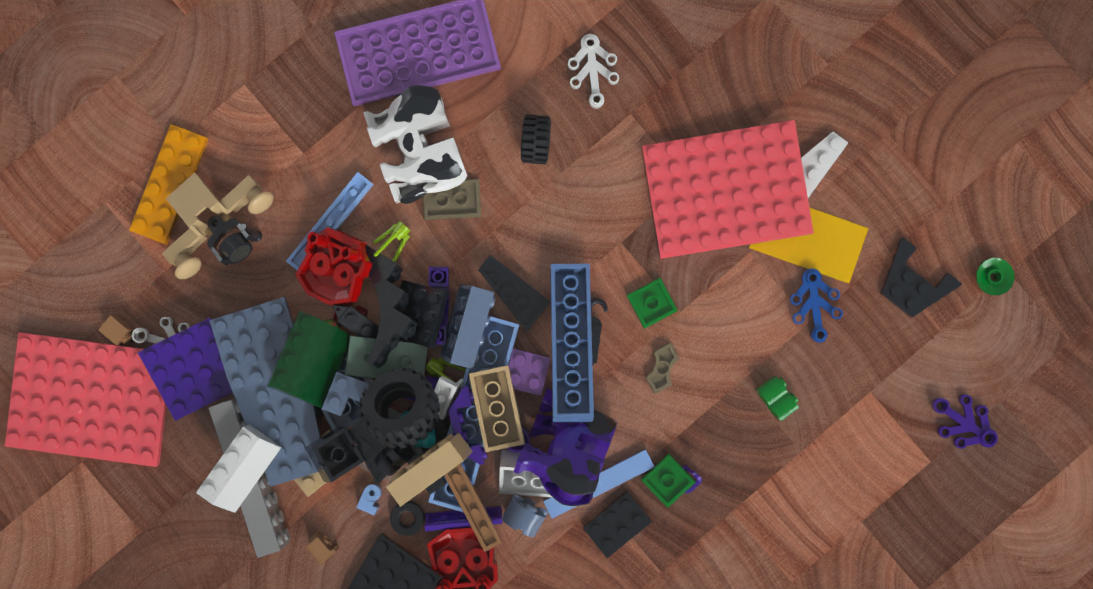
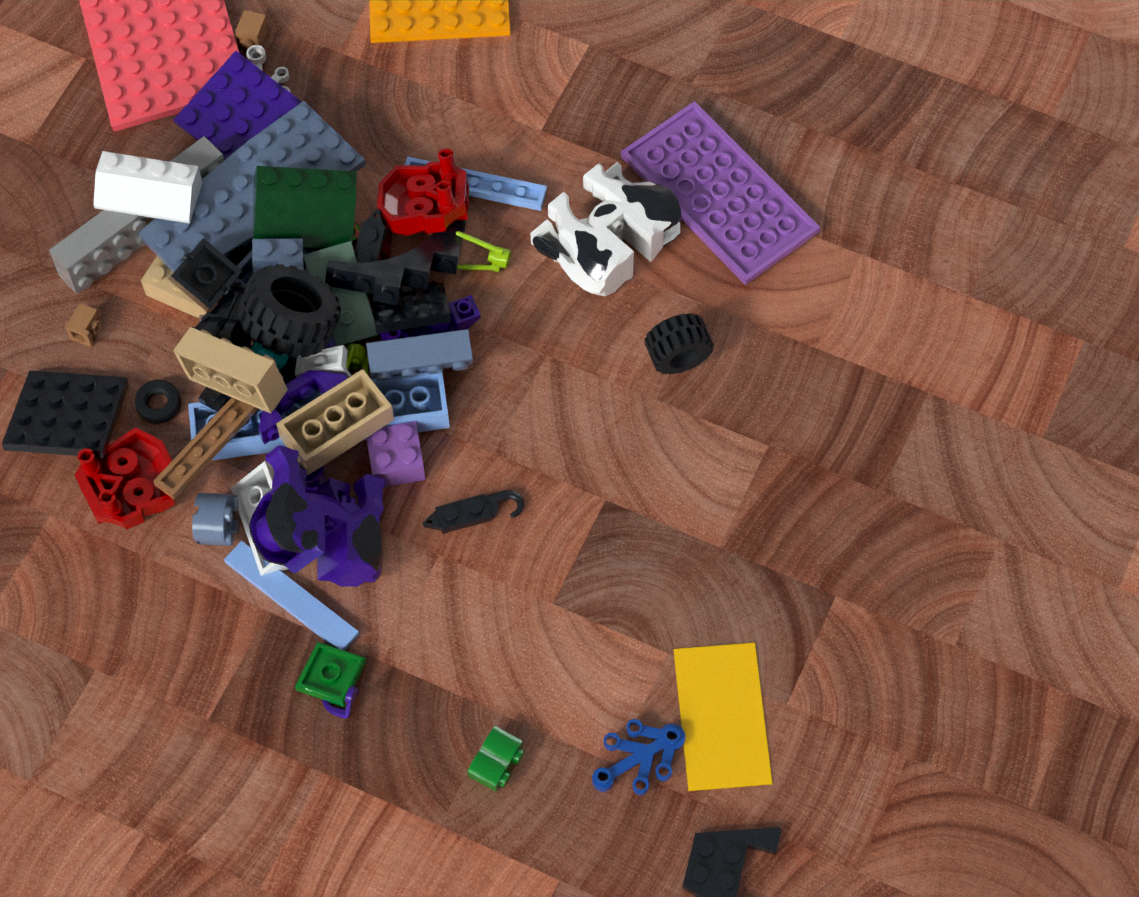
camera: 65 degrees right, 25 degrees down
(192, 199) = (404, 78): tan piece -> none
(369, 497) = (161, 351): light blue leg -> none
(454, 203) = (563, 300): dark tan tile -> none
(457, 519) = (175, 444): dark purple tile -> none
(517, 294) = (485, 406): black wing -> none
(571, 343) = (451, 474): medium blue brick -> none
(593, 67) = (799, 378): white plant -> none
(617, 524) = (248, 639): black plate -> none
(651, 303) = (547, 564): green tile -> none
(660, 376) = (482, 608): dark tan tile -> none
(727, 189) = (732, 589): coral plate -> none
(820, 159) = (807, 677): white wing -> none

